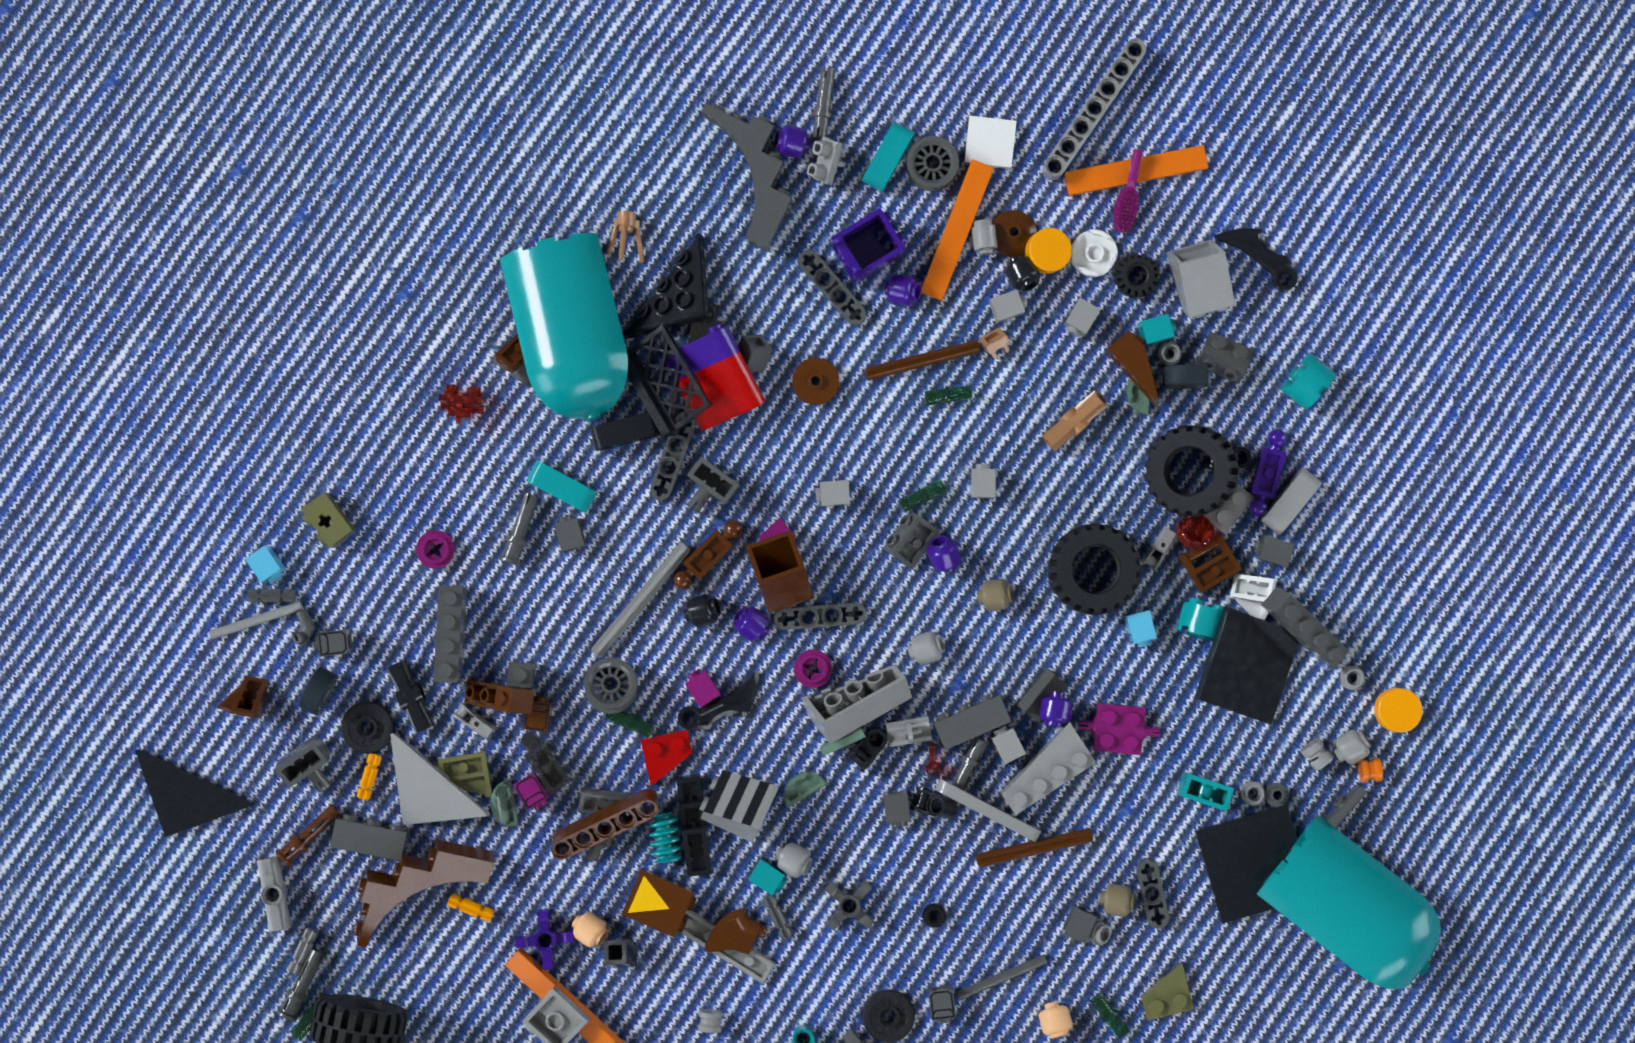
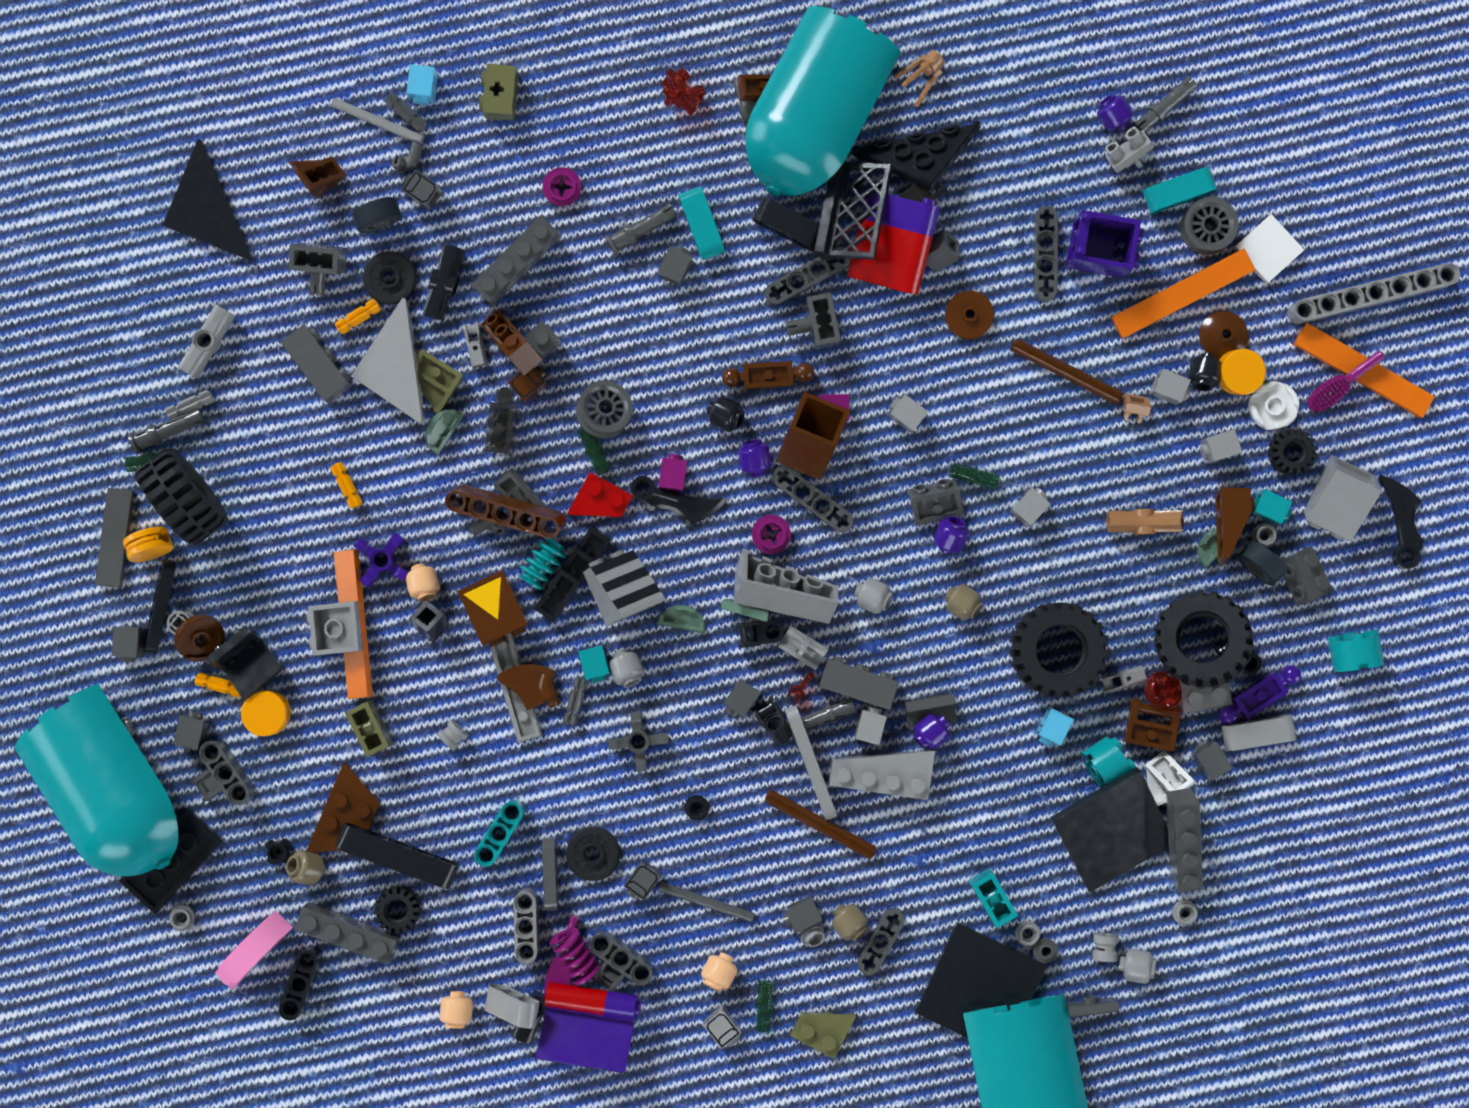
camera: 50 degrees right, 0 degrees up
(297, 840) = (259, 319): reddish brown pin -> none
(444, 864) = (355, 433): arch -> none
(532, 791) = (472, 437): magenta brick -> none
(640, 599) = (685, 364): light grey axle -> none
(765, 168) = (1084, 86): dark grey arch -> none
(902, 290) = (1099, 303): dark purple head -> none
(948, 395) = (1062, 415): clear green axle -> none
(984, 236) = (1199, 317): light grey brick -> none
(1118, 728) = (967, 790): magenta plate -> none
(1370, 770) = (1136, 997): orange wheel -> none
(1398, 710) = (1199, 969): light orange head -> none

